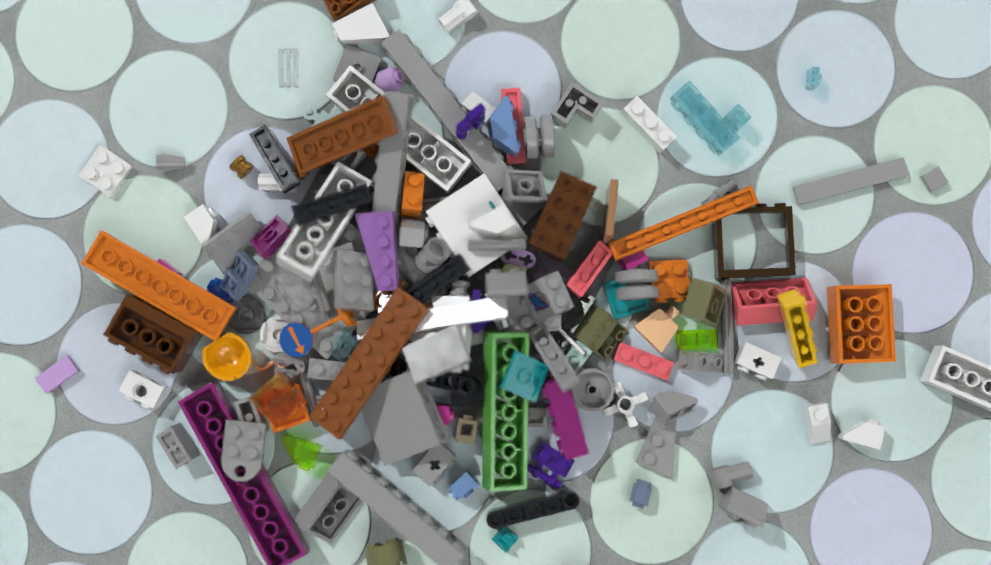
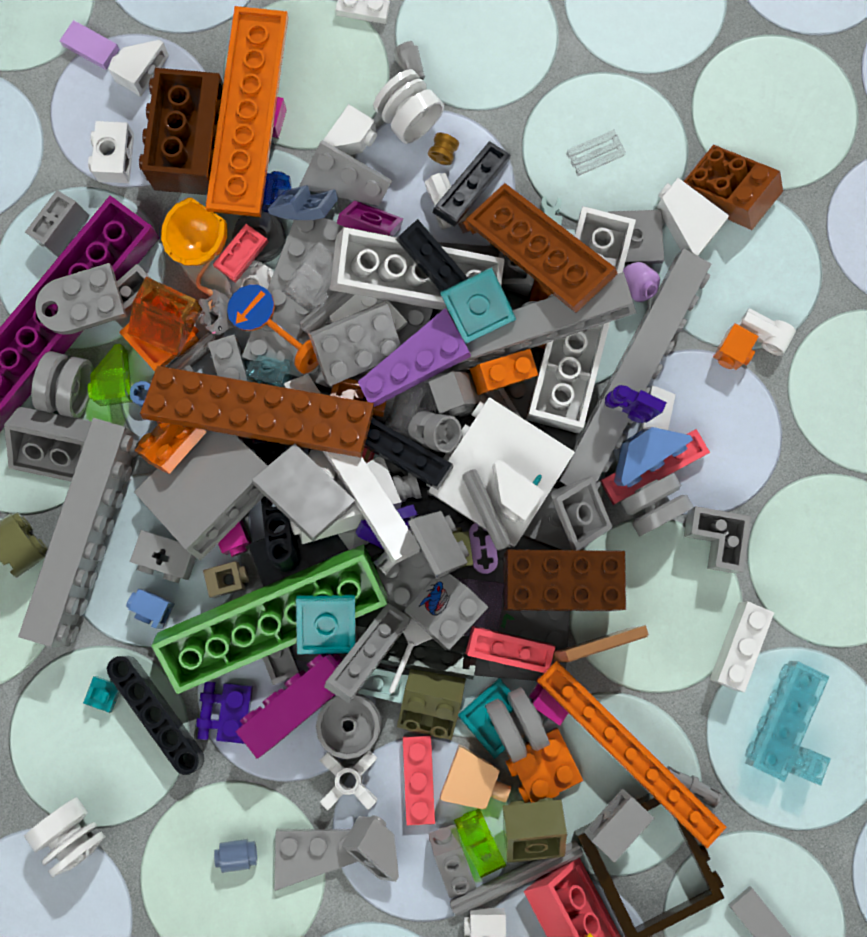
camera: 65 degrees right, 5 degrees down
(89, 347) = (137, 65): none -> white slope
(199, 179) = (408, 106): none -> white wheel
(254, 331) = (240, 253): none -> coral plate
(293, 484) = (61, 384): none -> light grey wheel
(323, 440) = (137, 388): none -> medium blue bush
(364, 192) = (478, 305): none -> teal tile
(364, 431) = (168, 445): none -> orange plate
(460, 39) = (736, 347): none -> orange brick
(722, 250) = (618, 825): none -> light grey hinge

